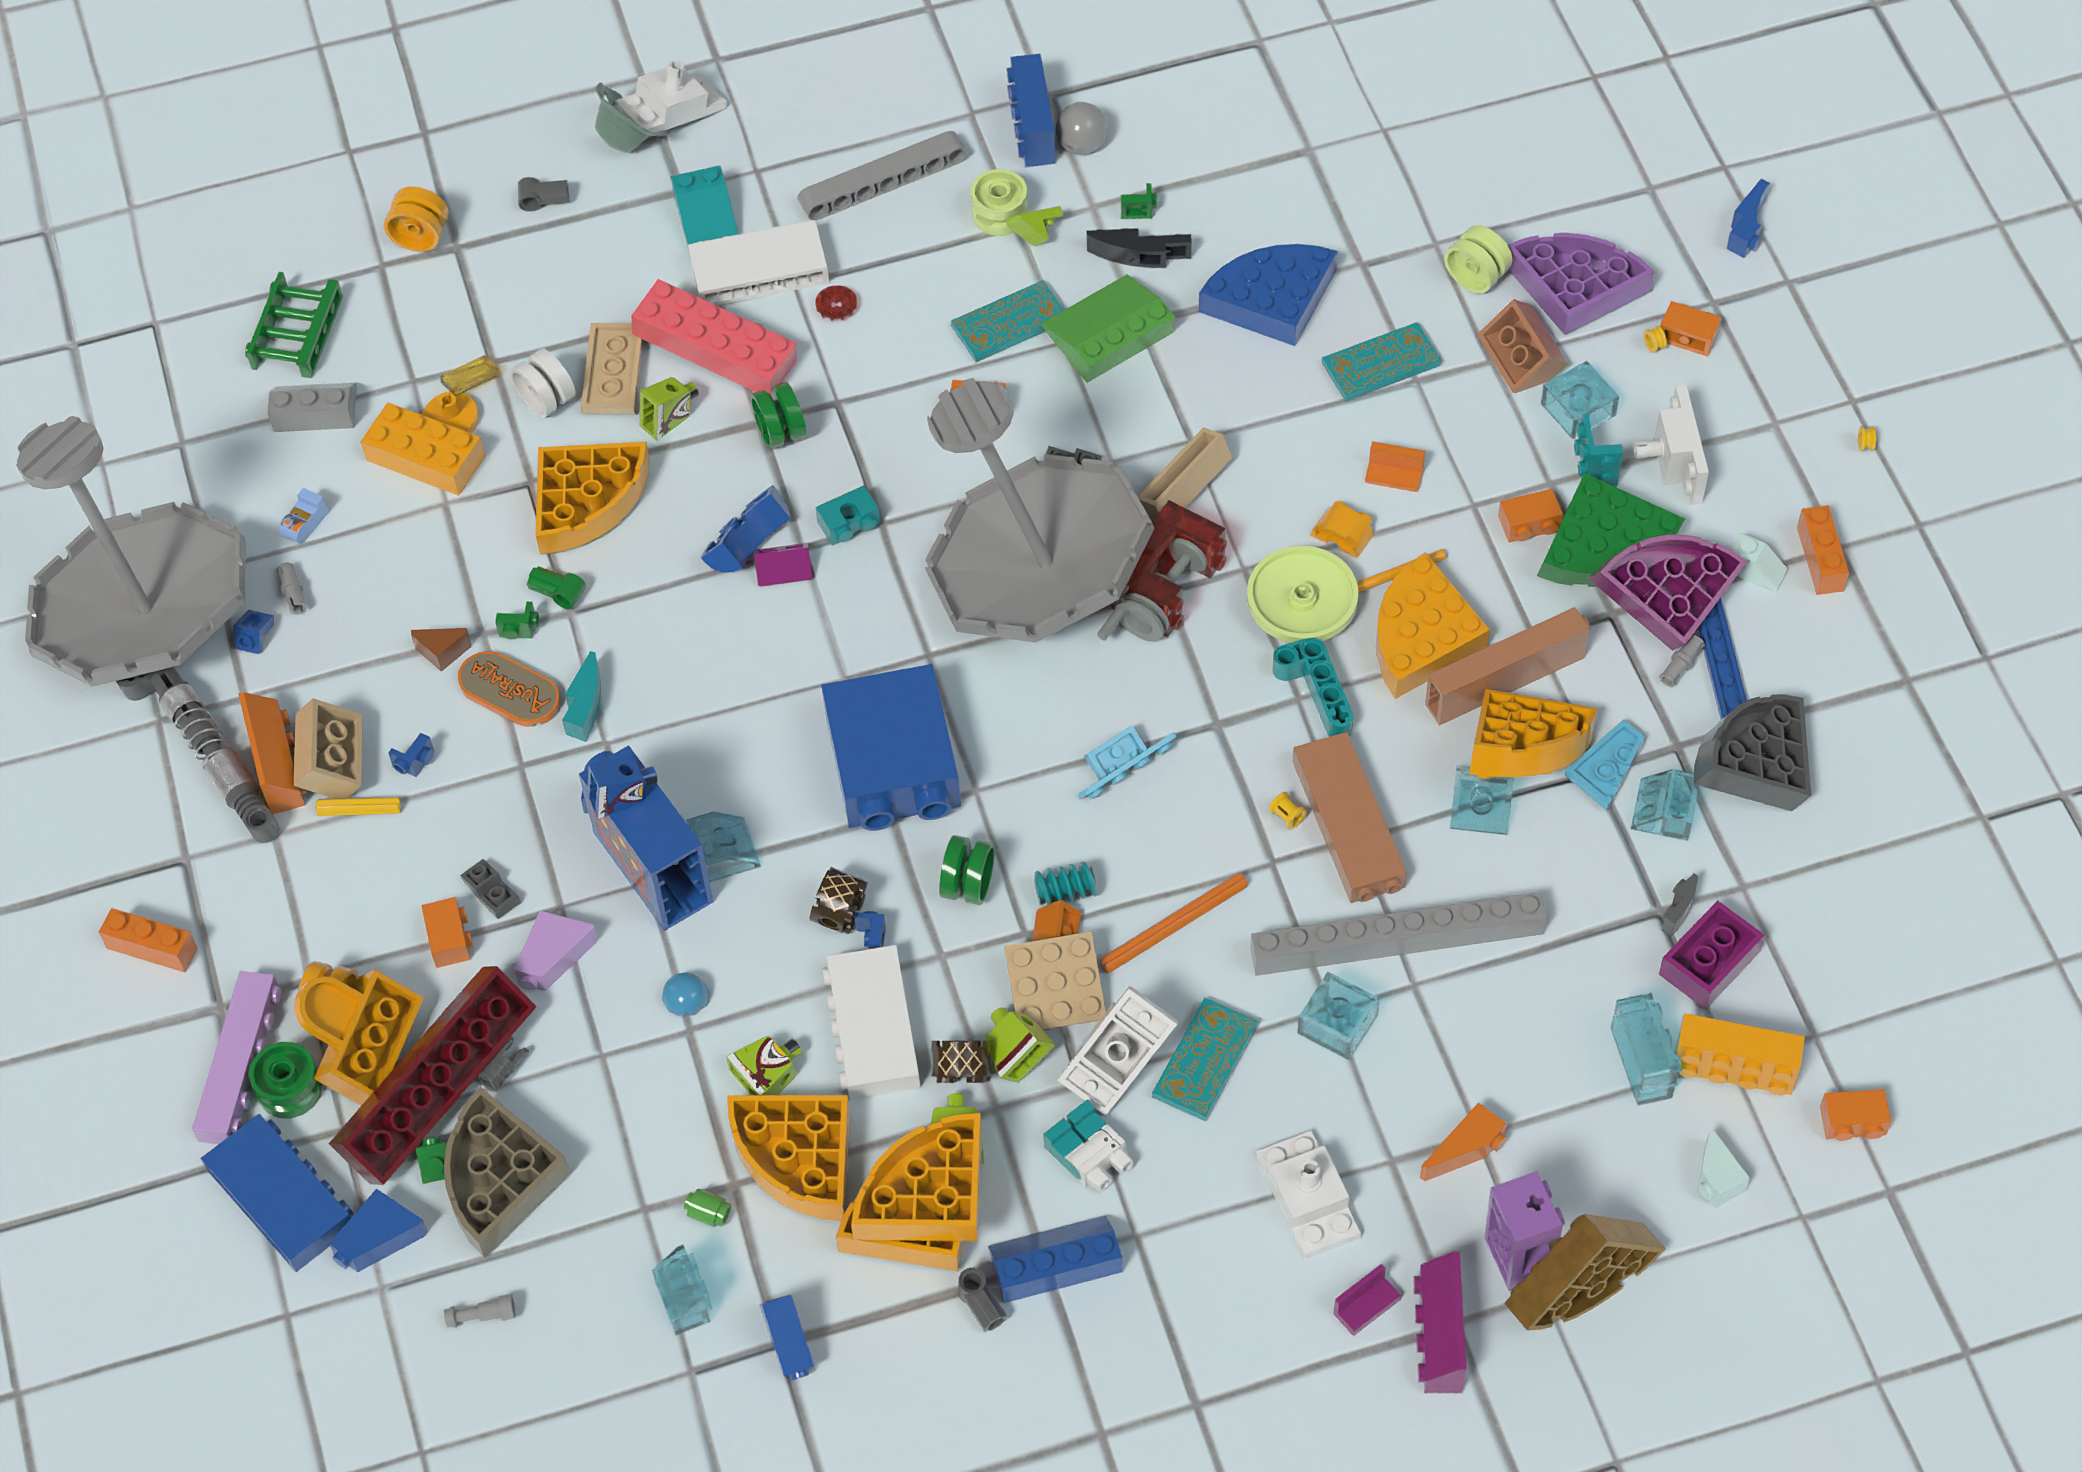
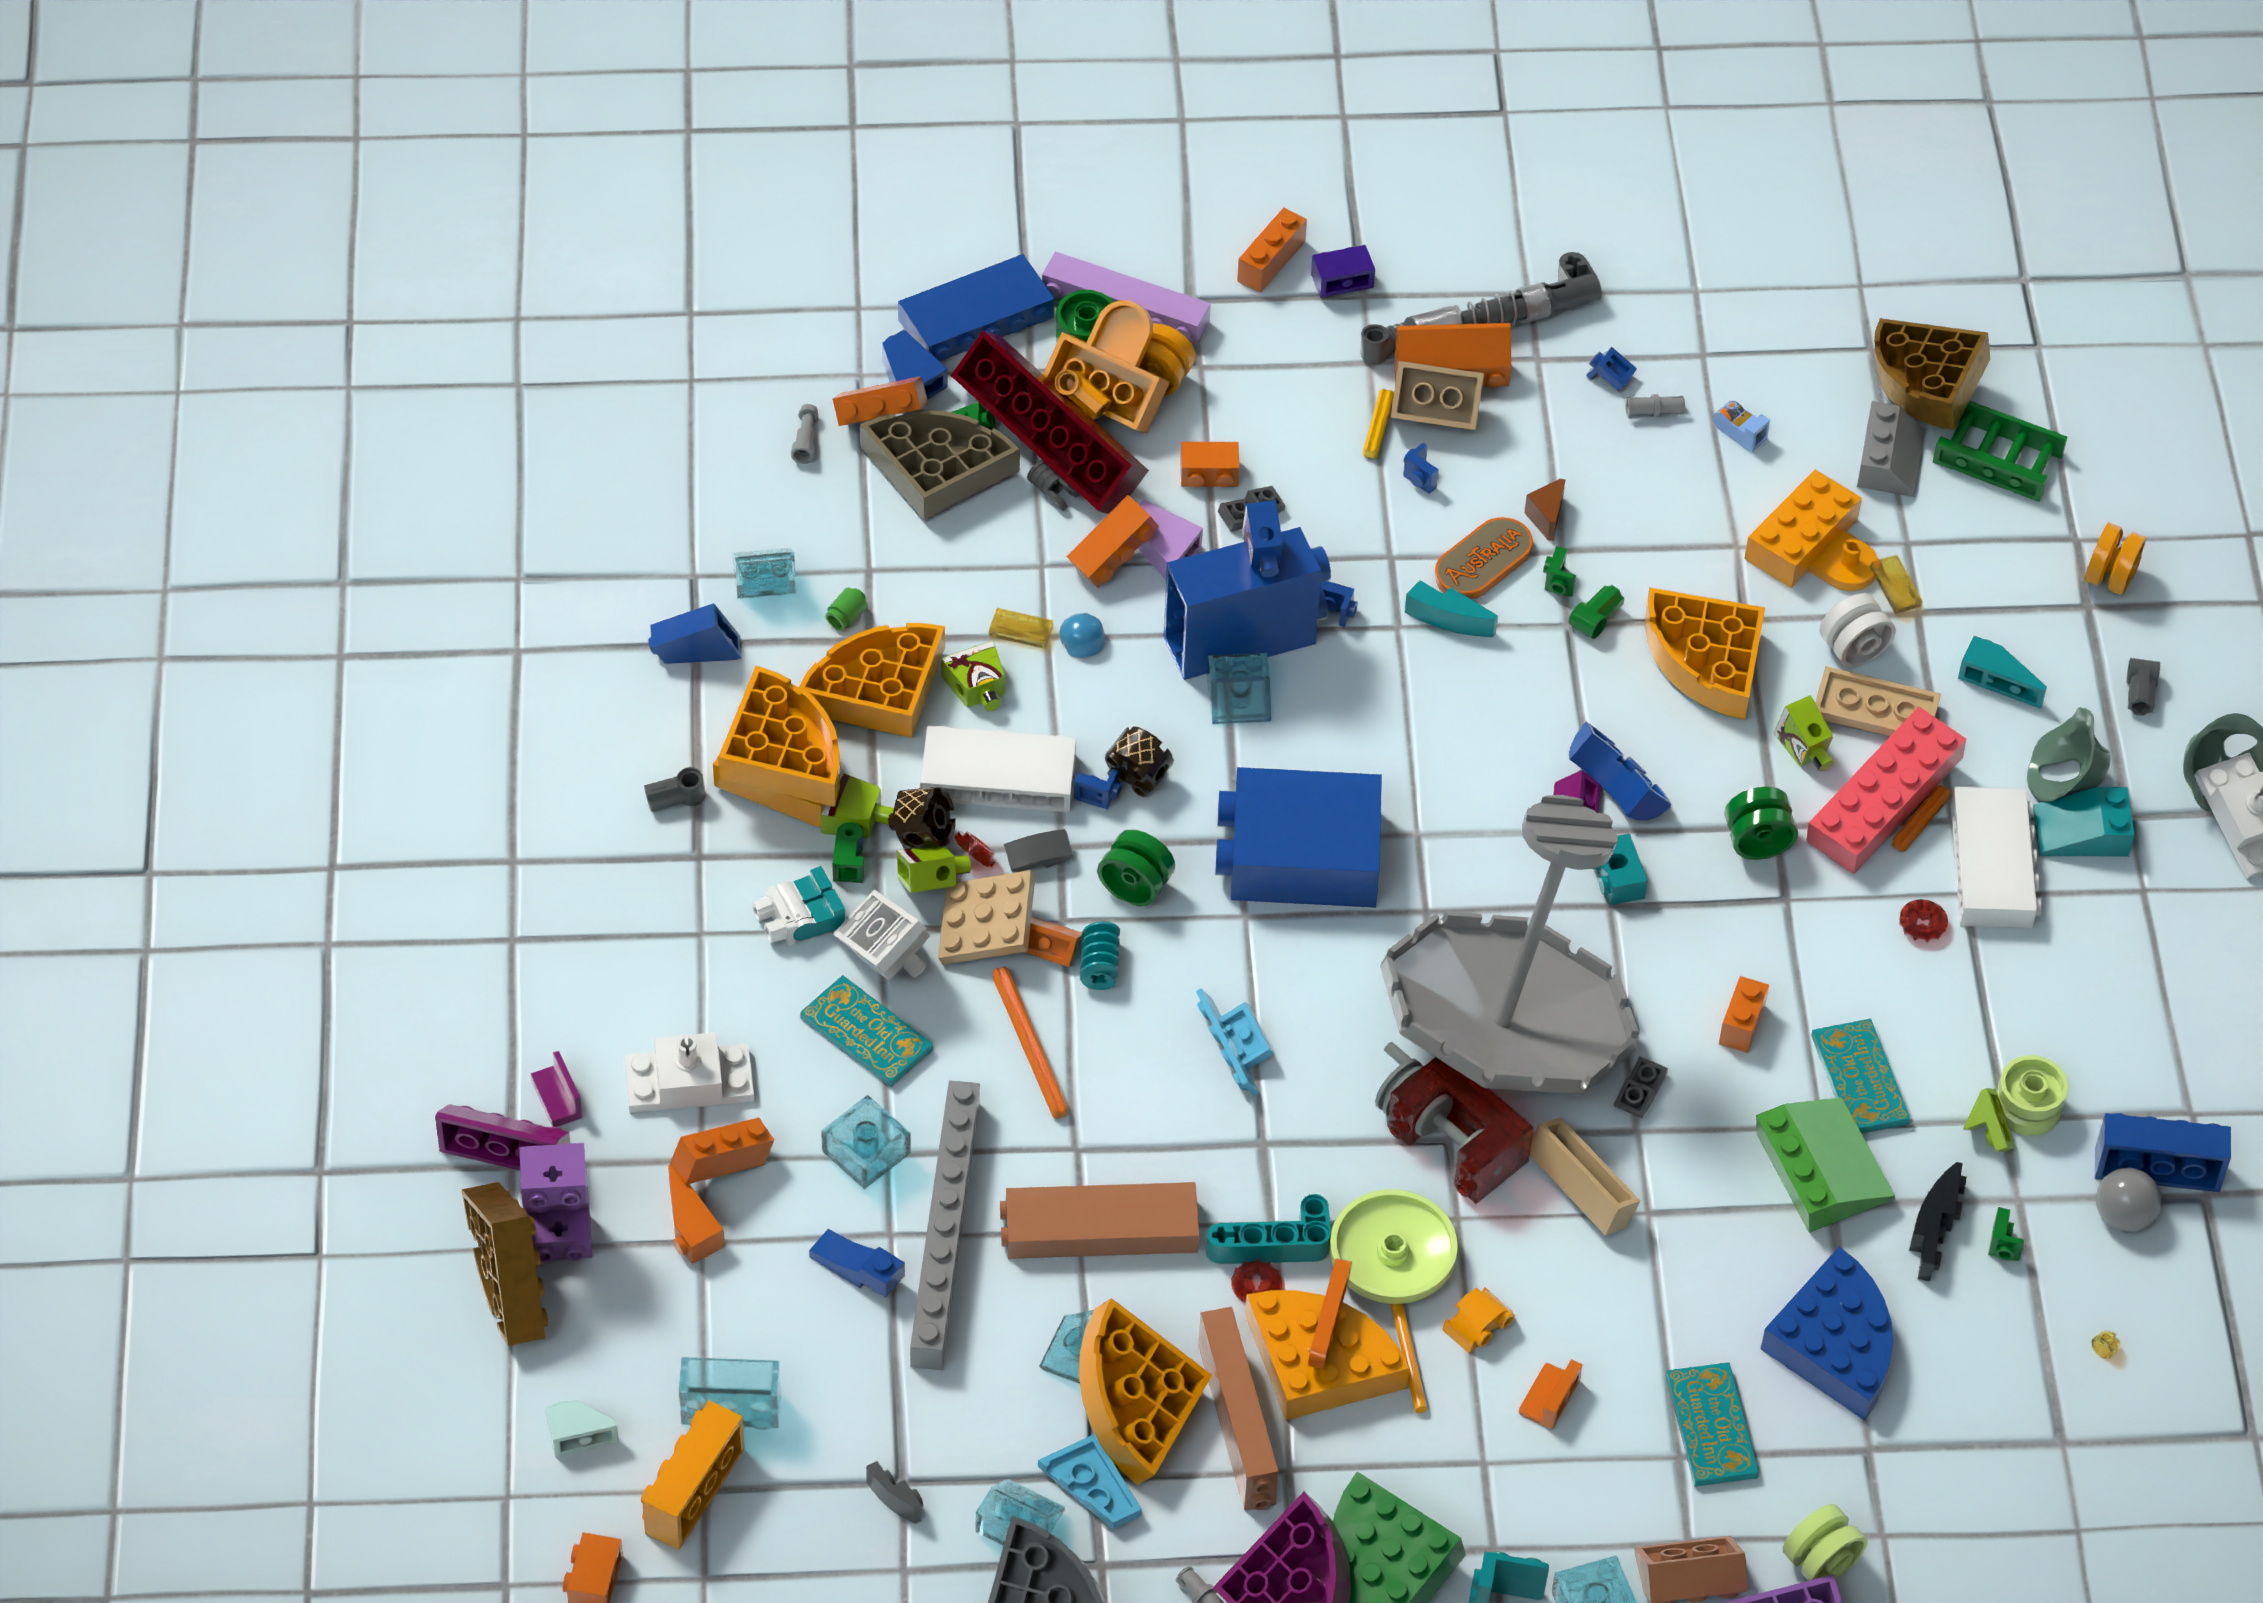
camera: 100 degrees right, 5 degrees down
(133, 588) = (1671, 268): light grey piece -> none
(168, 870) = (1340, 269): none -> dark purple brick
(224, 375) = (1930, 368): none -> pearl gold brick
(396, 1045) = (1083, 394): none -> light orange piece
(438, 1236) = (880, 400): none -> orange brick
(552, 289) = (1999, 671): none -> teal slope
(577, 980) = (1113, 541): none -> orange brick
(655, 207) = (2068, 742): none -> sand green piece
(688, 1051) = (1021, 628): none -> clear yellow tile
(882, 175) = (2102, 999): light grey beam -> none
(960, 963) = (1037, 849): none -> dark grey slope
(976, 1013) = (975, 848): none -> clear red gear
(1009, 1126) = (847, 863): none -> green leg
(1056, 1259) = (698, 857): blue slope -> none
(1214, 130) = (2102, 1350): none -> clear yellow hinge
(1287, 810) = (1128, 1168): yellow bush -> none
(1357, 701) = (1243, 1276): none -> clear red gear
(1396, 1125) = (722, 1150): none -> orange brick
(1405, 606) = (1330, 1313): none -> orange beam
(1461, 993) = (858, 1263): none -> blue slope
(1530, 515) = (1444, 1497): orange brick -> none
(1711, 954) = (820, 1494): magenta brick -> none

